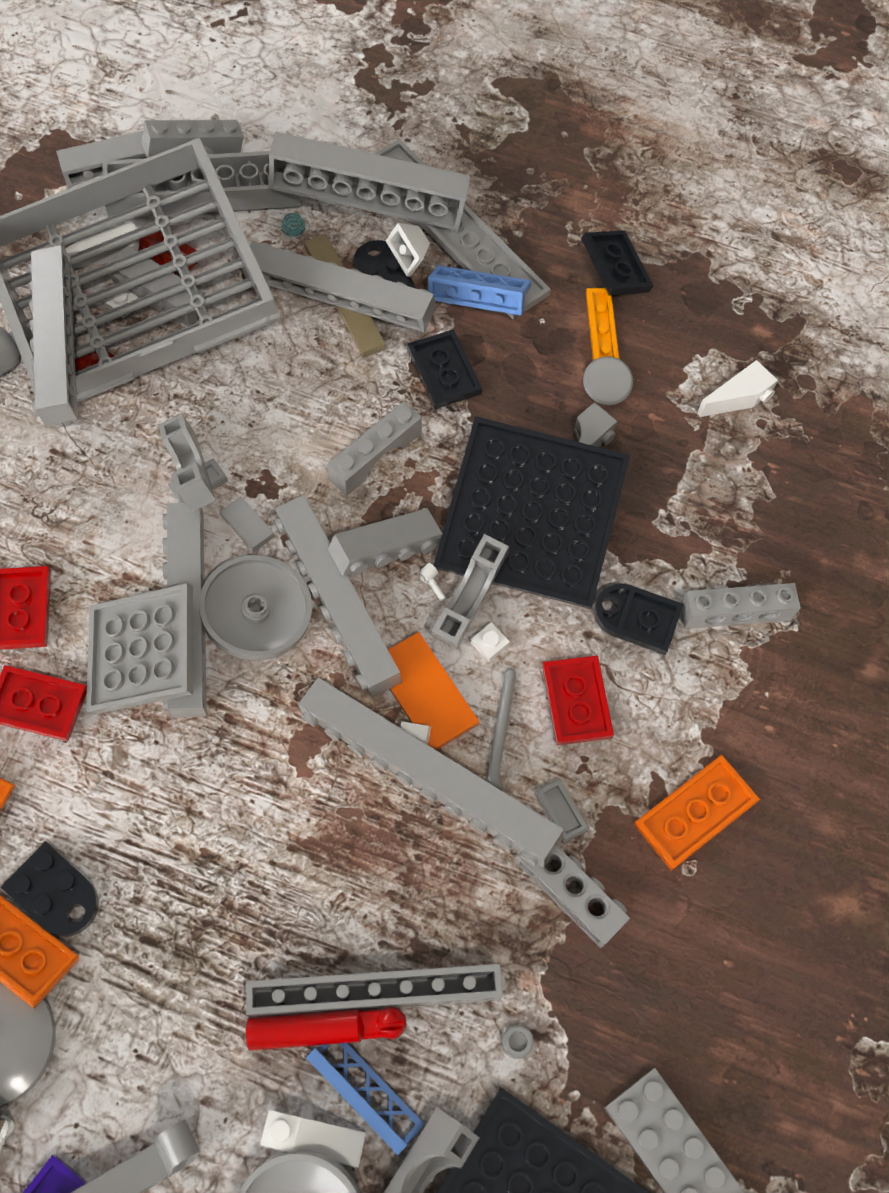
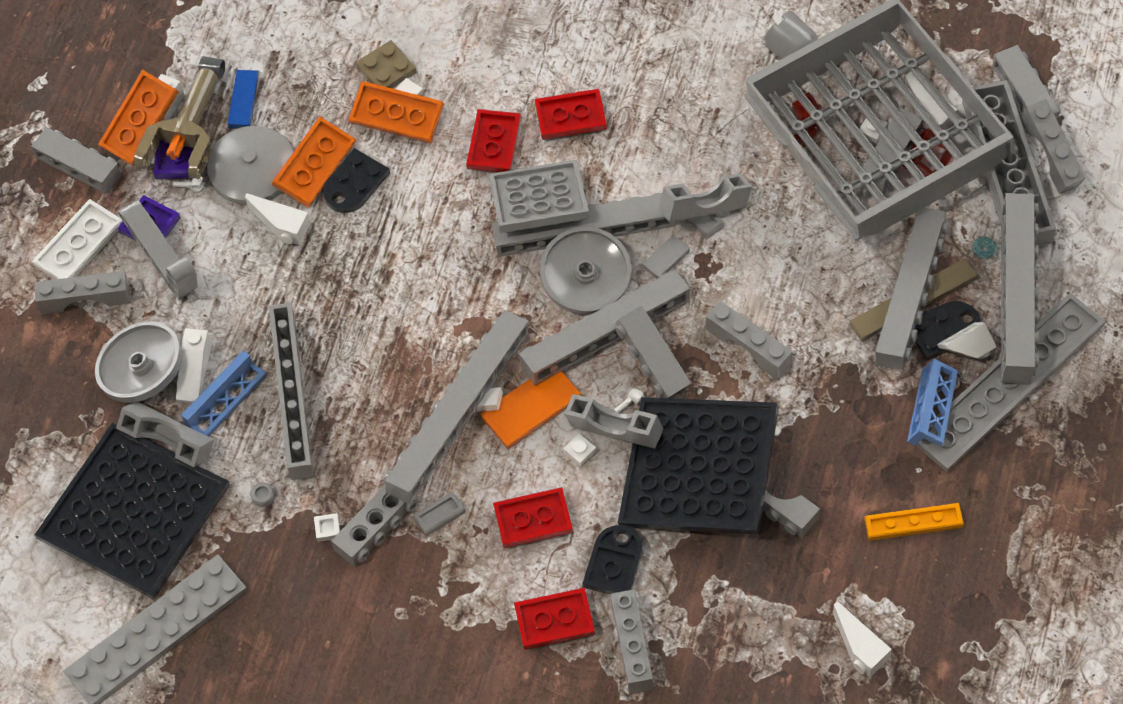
camera: 95 degrees right, 5 degrees down
(52, 337) = (802, 76): light grey brick -> none
(97, 996) = (284, 221): none -> white slope
(323, 1028) = (264, 361): red piece -> none
(444, 369) = (843, 388): black plate -> none
(501, 729) = (454, 459): light grey piece -> none
(575, 952) = (326, 527): none -> white plate
(608, 380) = (855, 527): light grey piece -> none
(617, 262) = (991, 525): black plate -> none
(696, 812) = (446, 616): orange tile -> none
(707, 687) = (554, 618): none -> red plate

